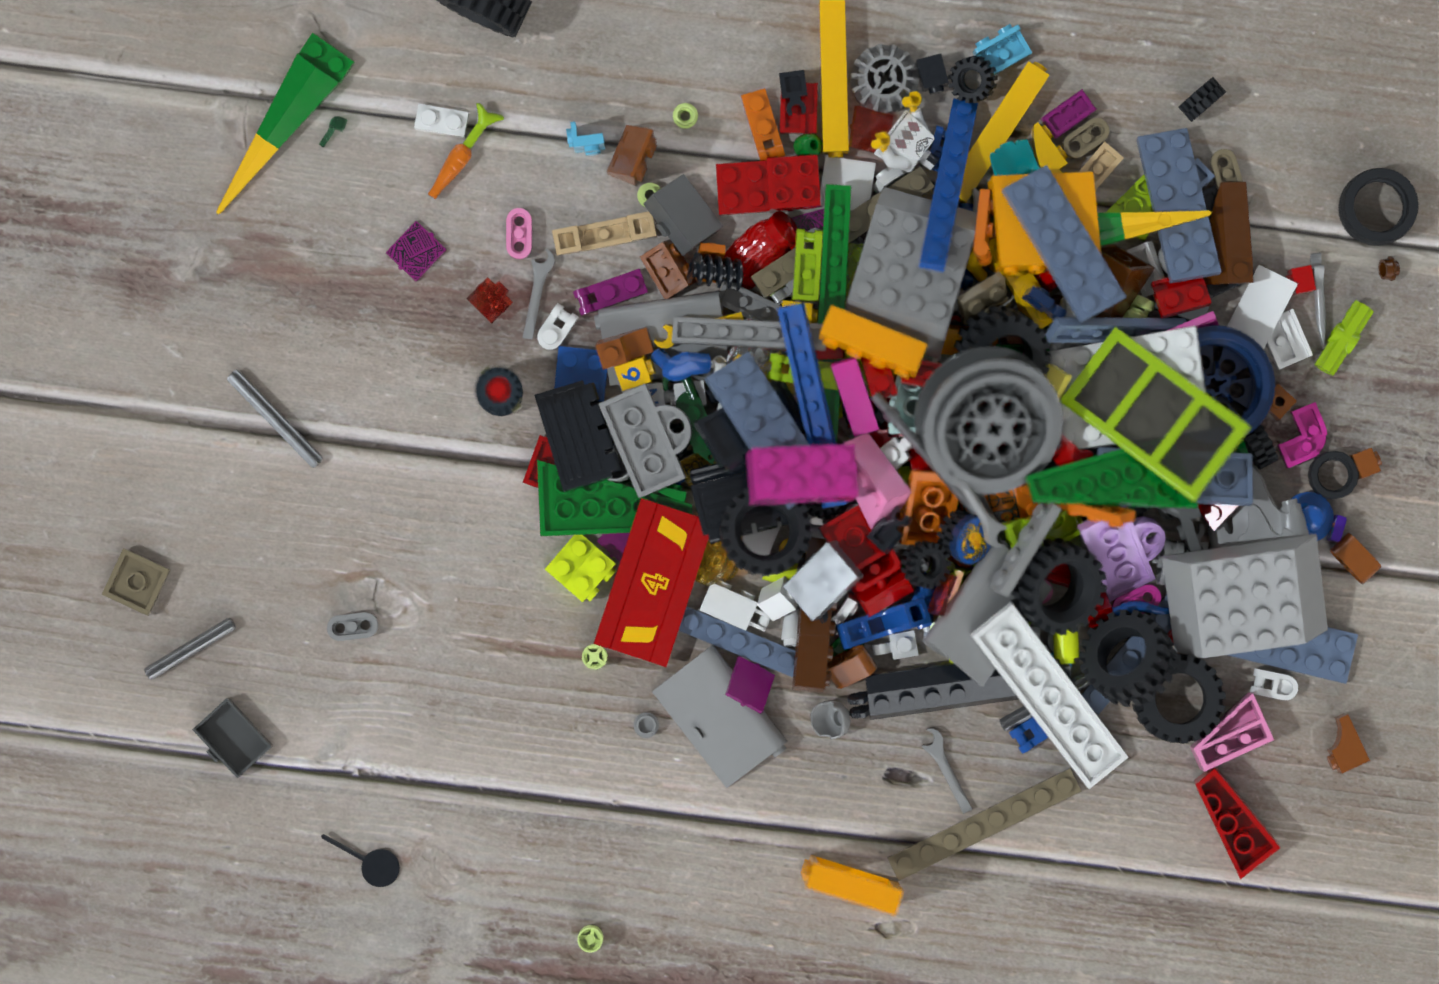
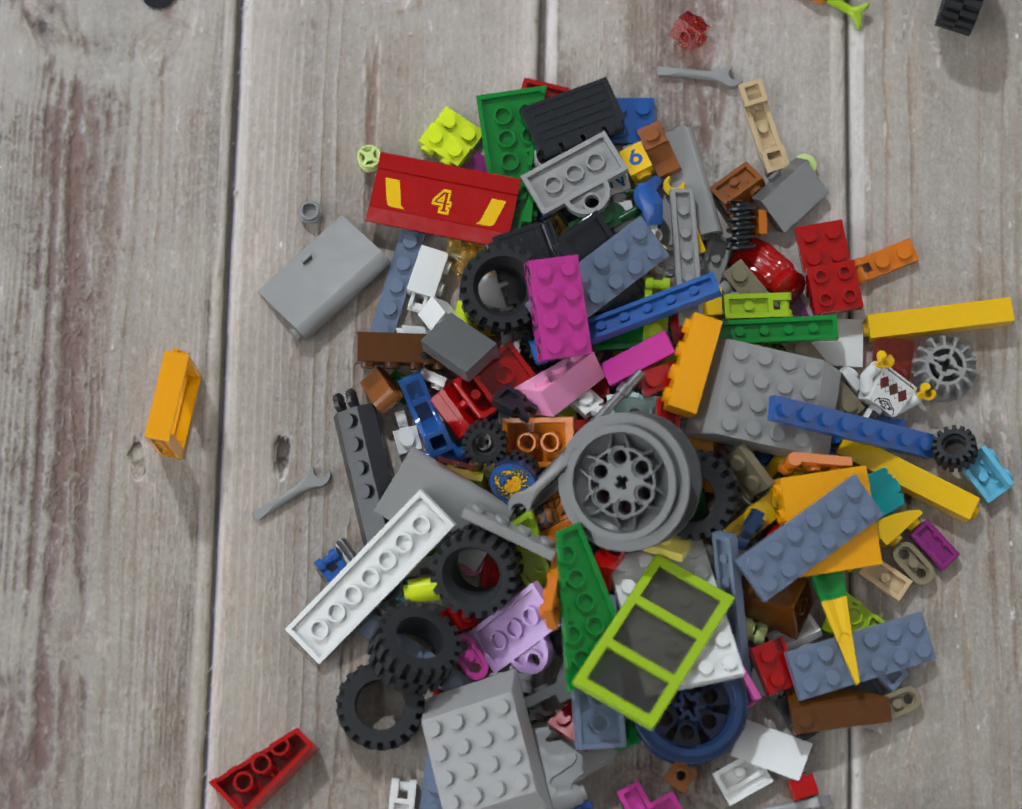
camera: 85 degrees right, 10 degrees down
(499, 391) = (605, 39): black plate -> none
(518, 234) = (752, 50): bright pink plate -> none
(550, 335) = (663, 90): white plate -> none
(588, 941) = (106, 175): yellowish green wheel -> none
(589, 144) = (845, 98): medium azure bracket -> none
(611, 291) = (710, 141): magenta plate -> none
(631, 154) = (839, 144): dark orange slope -> none
(685, 107) = (883, 183): yellowish green plate -> none
(750, 684) = (355, 299): magenta piece -> none
(792, 88) = (923, 280): black plate -> none
(797, 122) = (904, 291): red plate -> none
(807, 145) = (871, 301): green piece -> none
(830, 719) = (330, 377): light grey hair -> none
(932, 74) = (954, 411): black brick -> none
(984, 824) = (243, 534): dark tan plate -> none
(1140, 606) = (465, 659): blue animal -> none
(1202, 99) = (966, 669): black tyre -> none
(1237, 733) = (348, 762): bright pink wedge -> none
(1260, 447) = (634, 759): black tyre -> none

